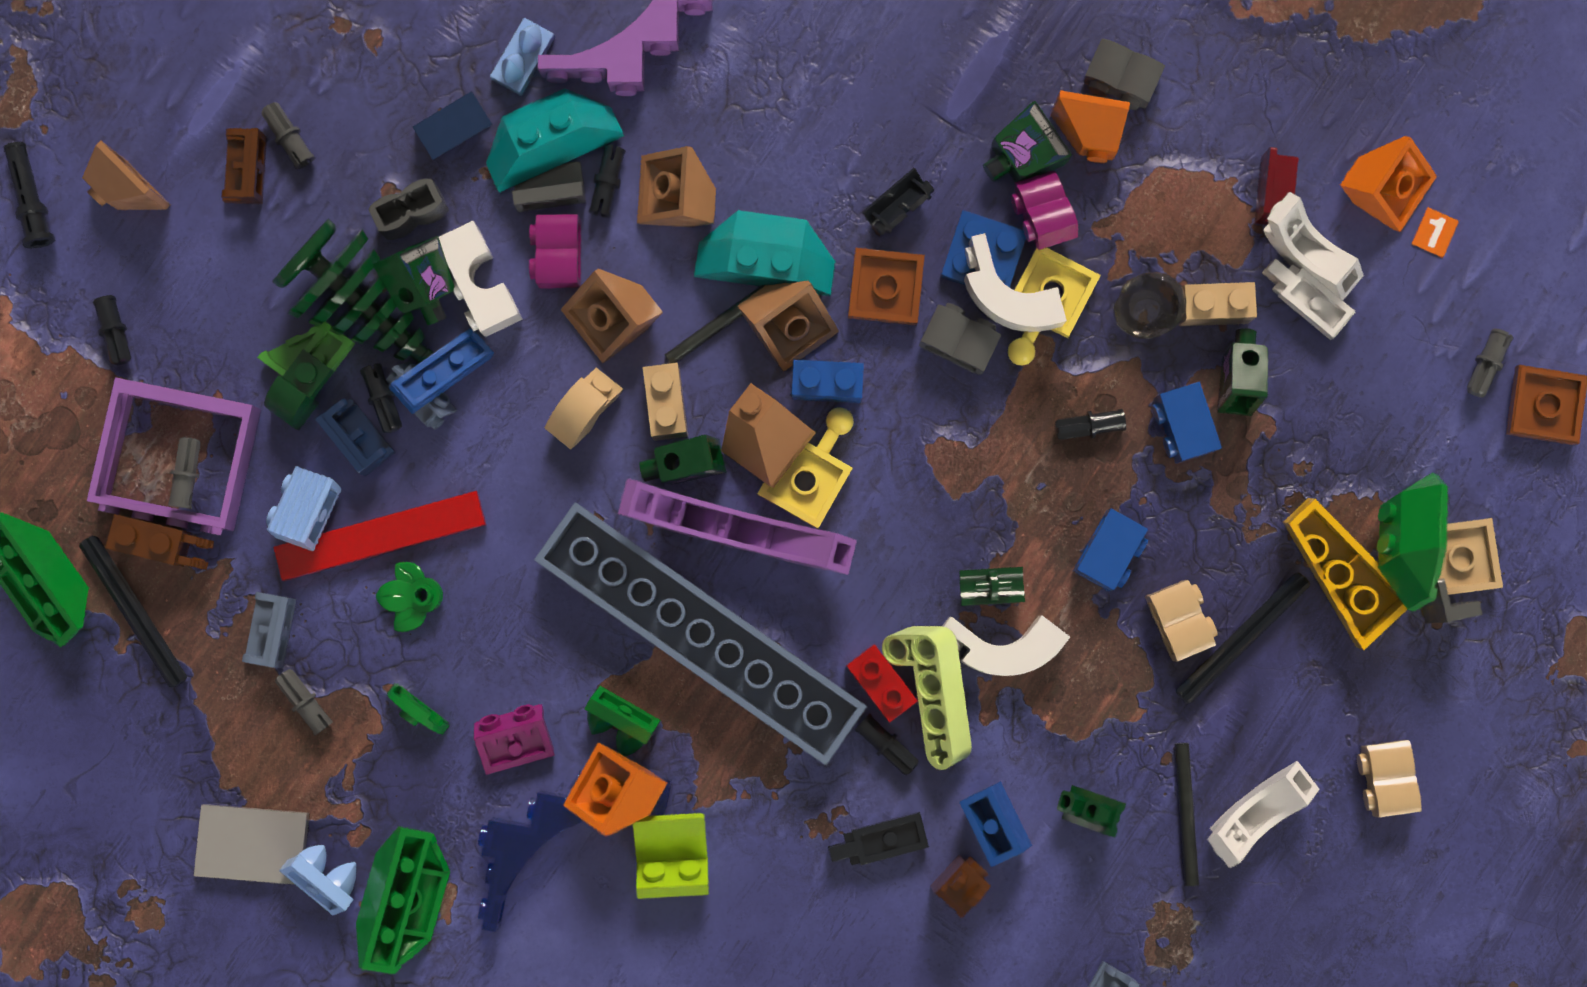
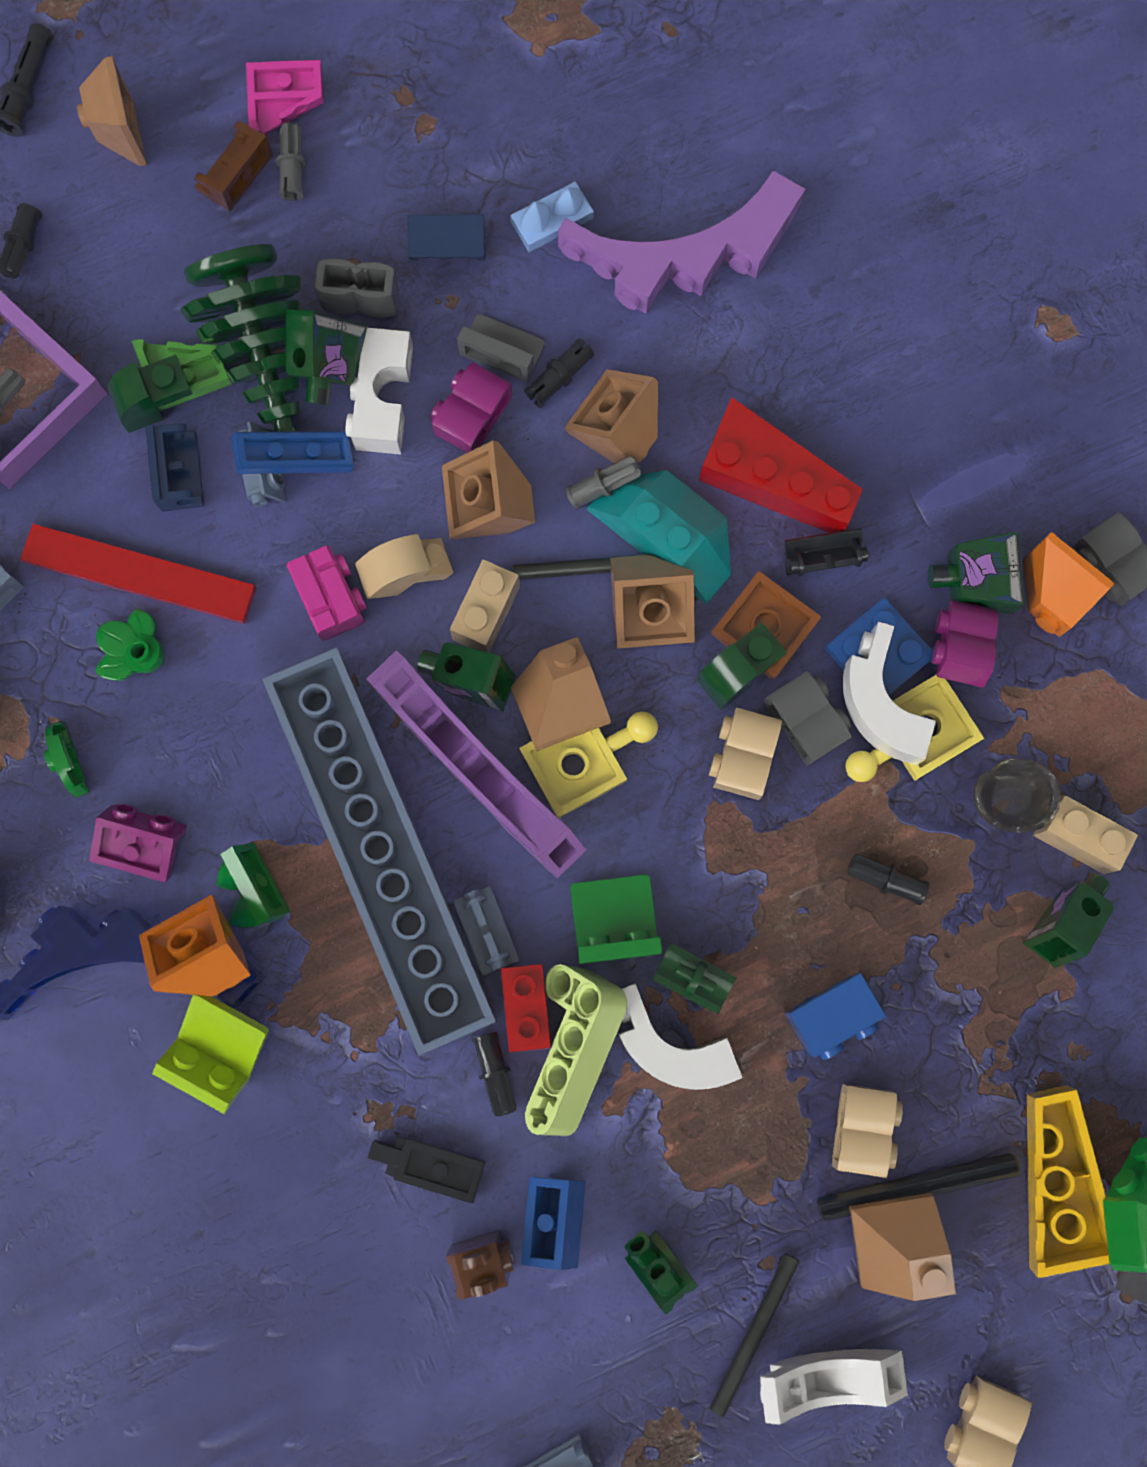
camera: 30 degrees right, 5 degrees down
(243, 82) = (282, 91): none -> dark pink wing
(303, 508) = (81, 503): light blue brick -> none
(381, 398) = (221, 447): black axle -> none
(536, 463) = (326, 593): none -> dark pink brick
(548, 136) = (530, 300): teal wedge -> none
(696, 249) = (603, 481): none -> dark grey axle
(816, 644) = (486, 930): none -> sand blue hinge
(824, 162) = (776, 472): none -> red wedge
(827, 381) = (653, 680): blue brick -> none
(886, 329) = (740, 665): none -> dark green brick
(906, 578) = (614, 919): none -> green bracket
(929, 393) = (746, 753): none -> tan brick
(1186, 423) = (986, 934): blue brick -> none
(1256, 688) = (902, 1248): none -> medium nougat slope

